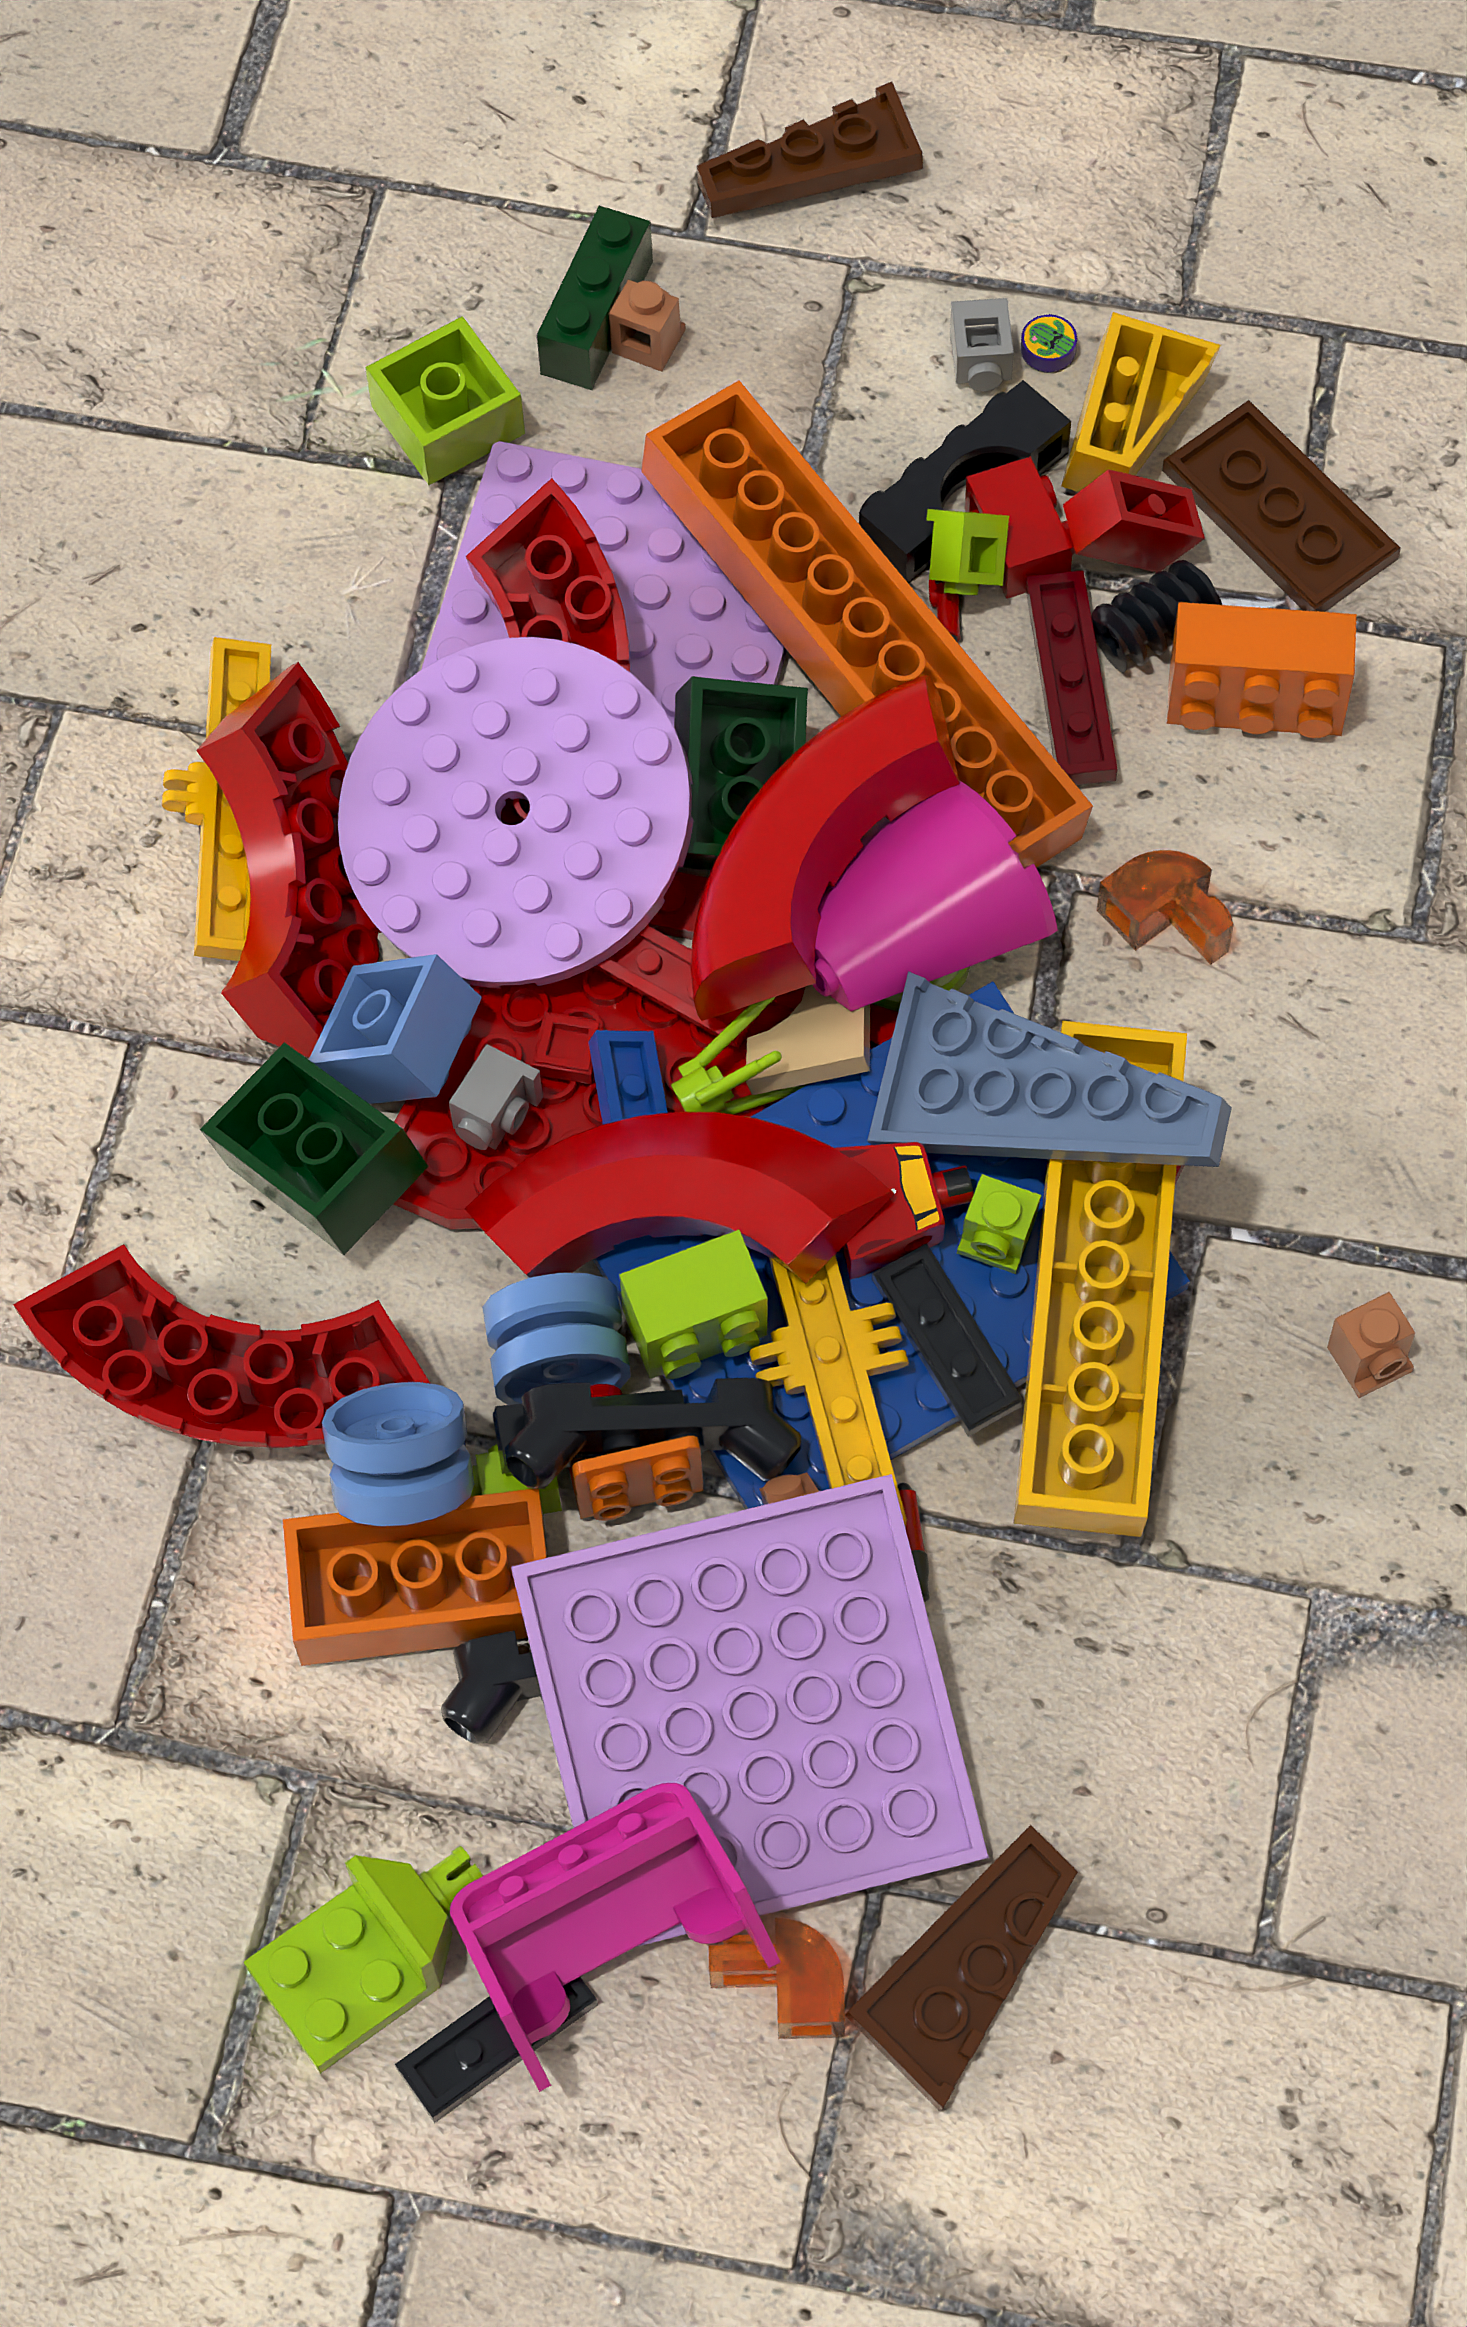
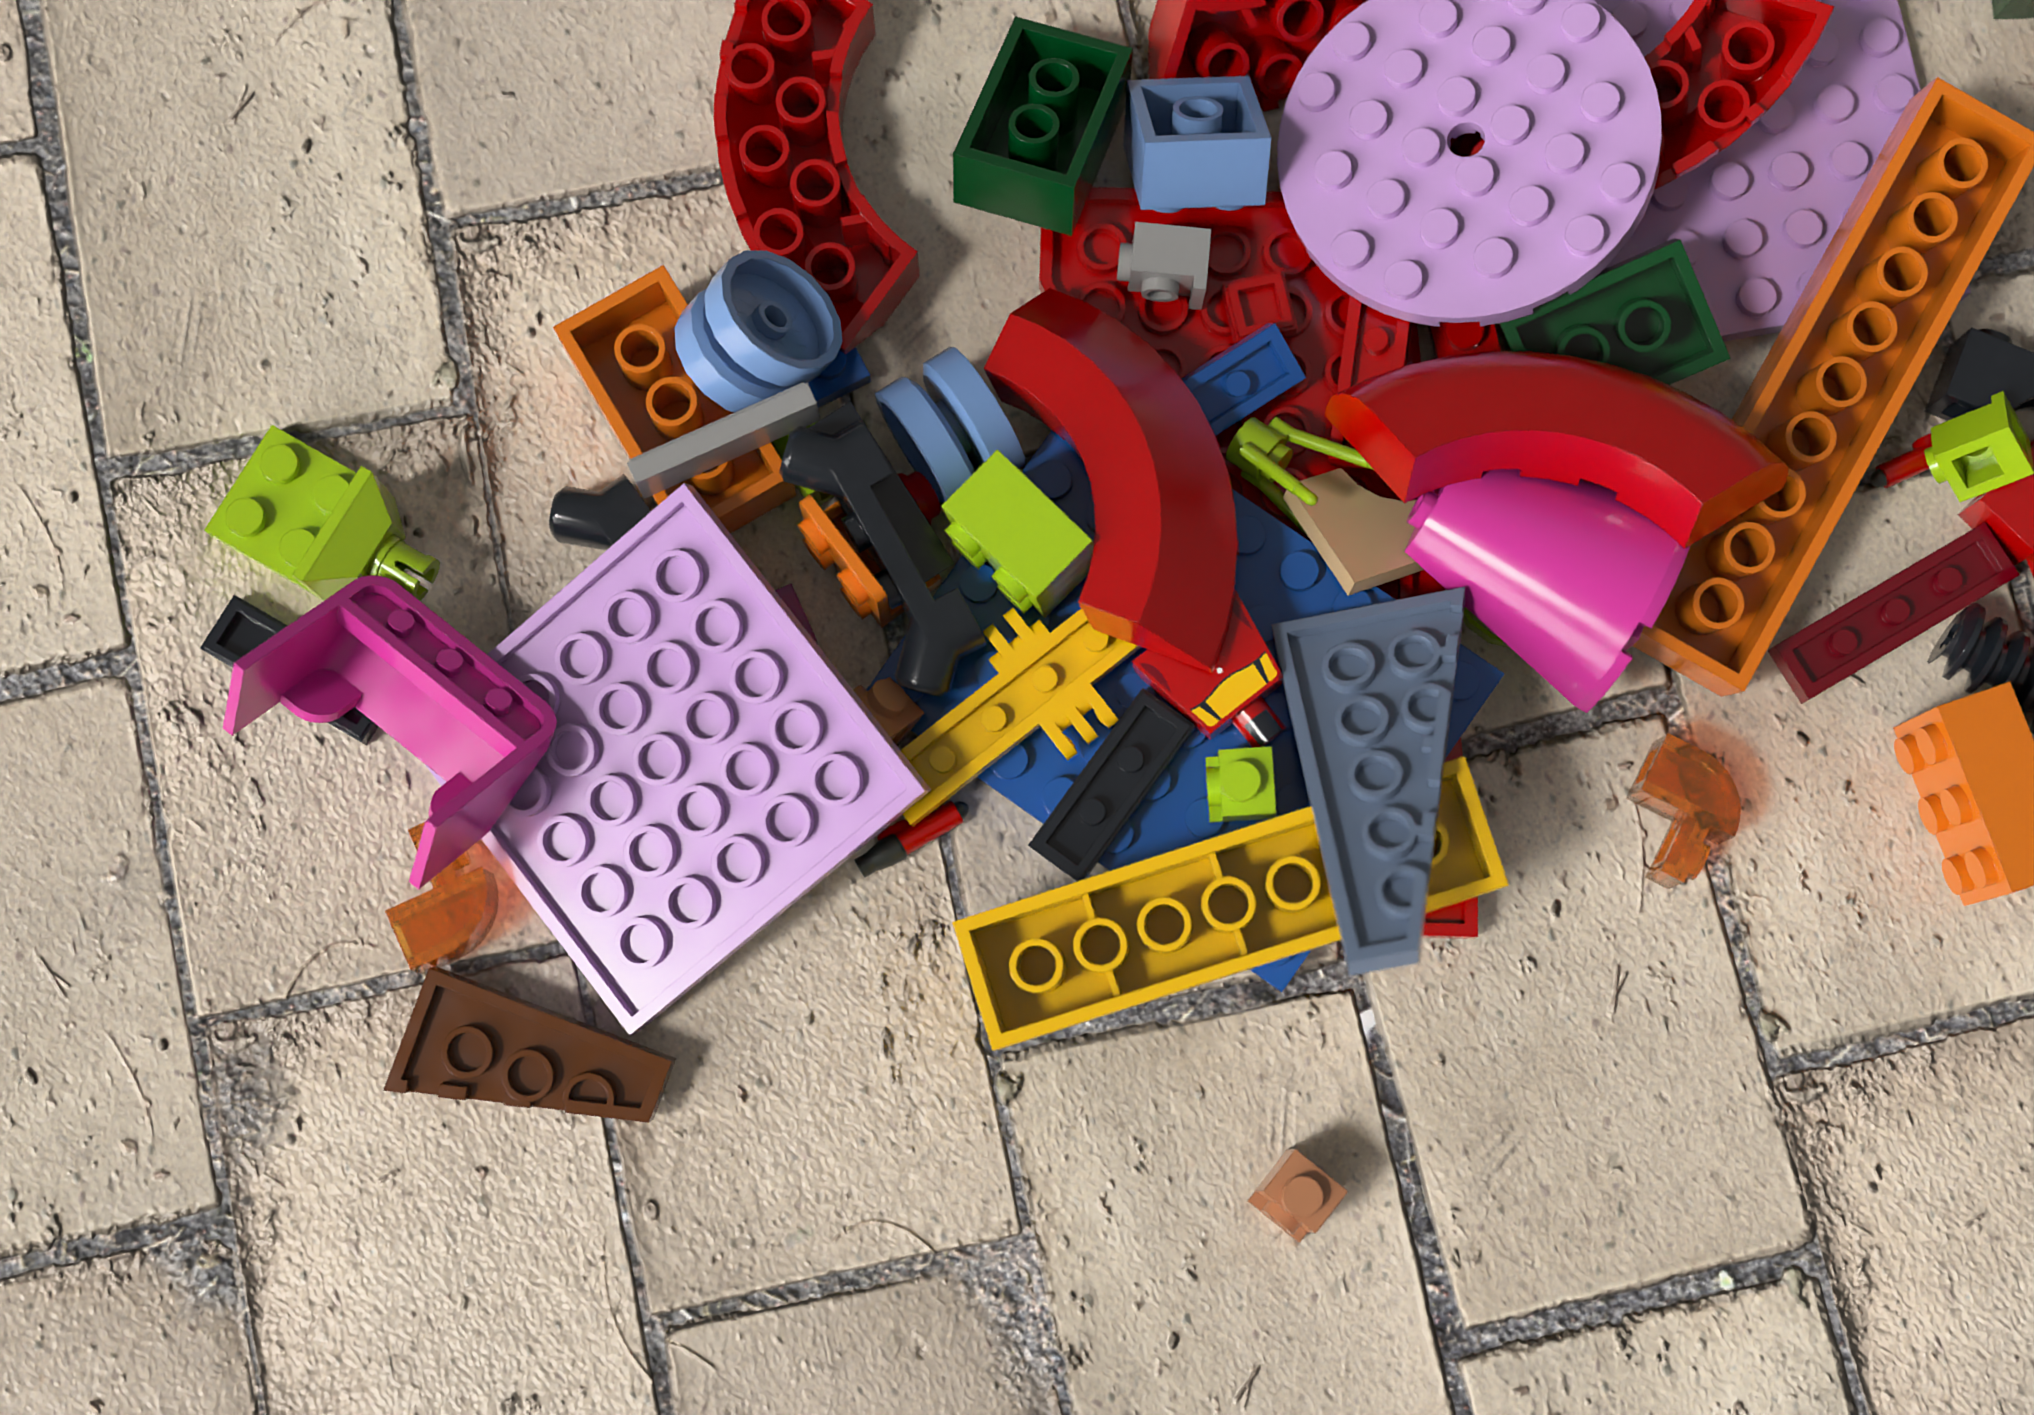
camera: 60 degrees right, 15 degrees up
(483, 1521) = (724, 440): none -> light grey tile

